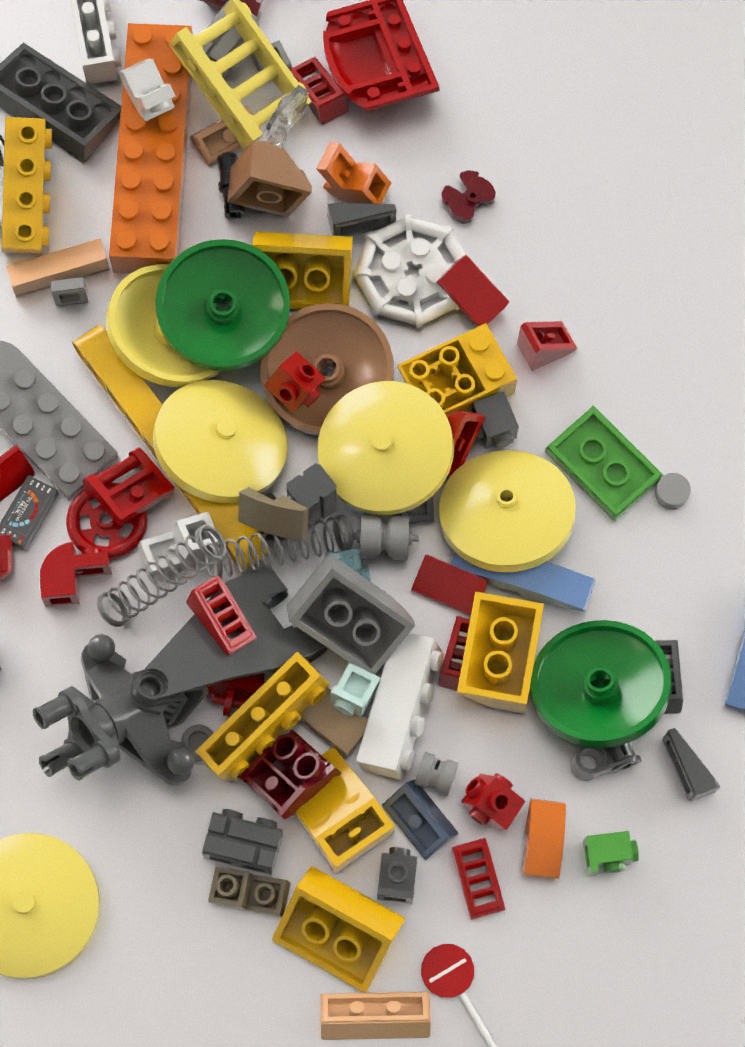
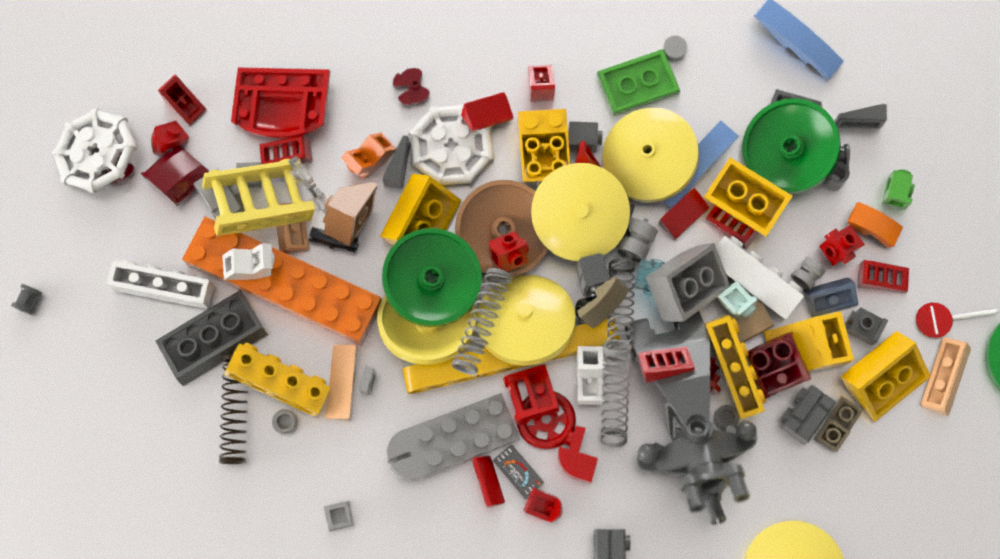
camera: 65 degrees left, 5 degrees up
(121, 372) = (508, 279): none -> light grey piece

